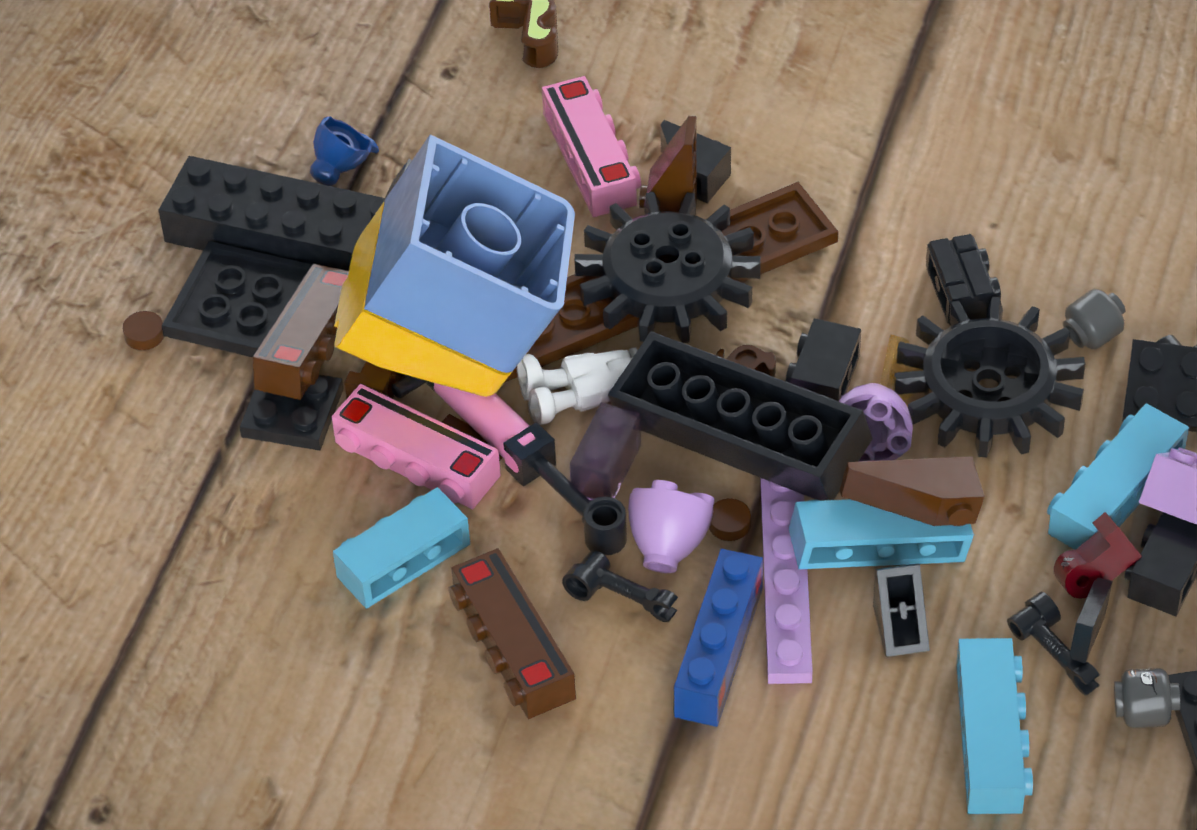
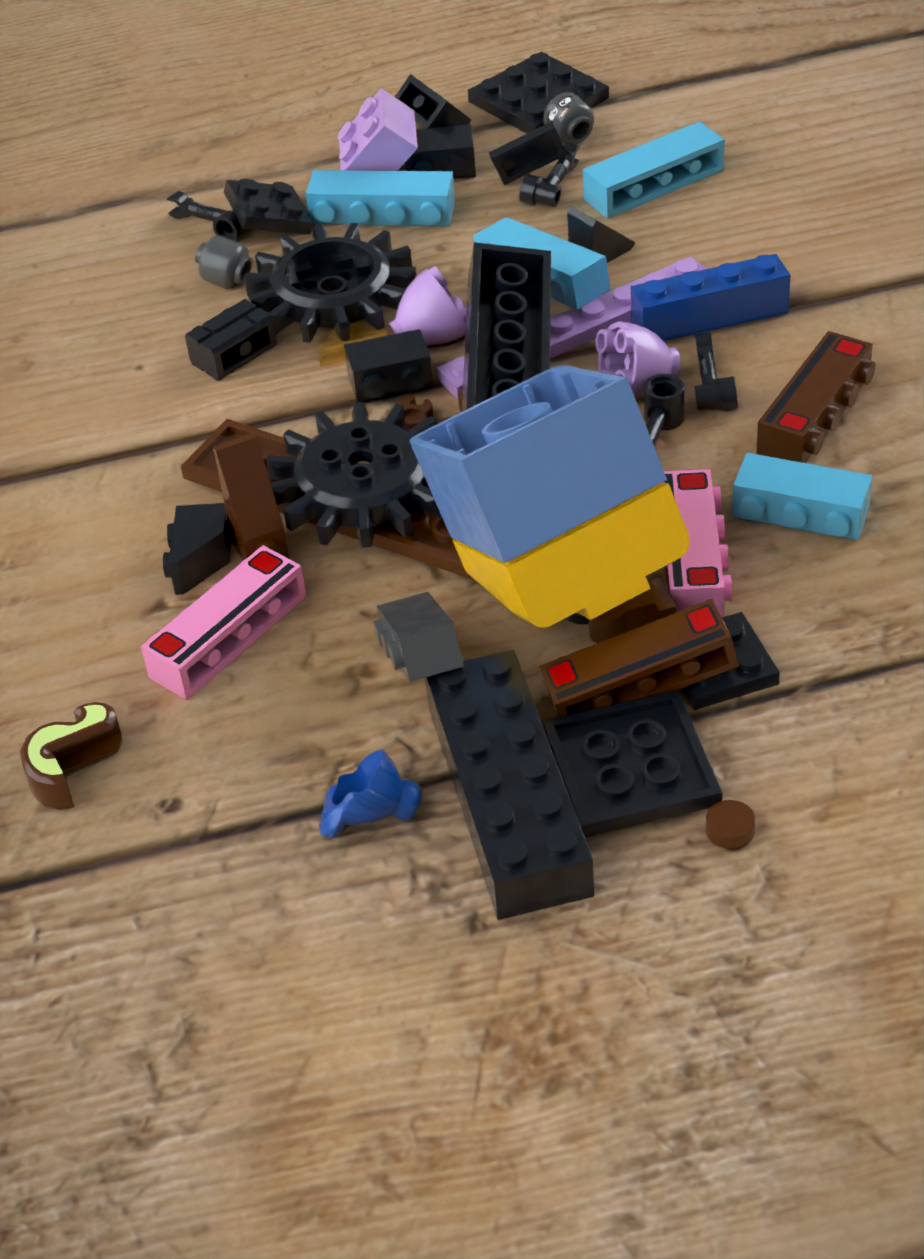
camera: 120 degrees left, 5 degrees down
(730, 519) = (583, 355): reddish brown tile -> none
(920, 489) = (495, 219): reddish brown slope -> none
(1101, 556) = (472, 169): dark red leg -> none

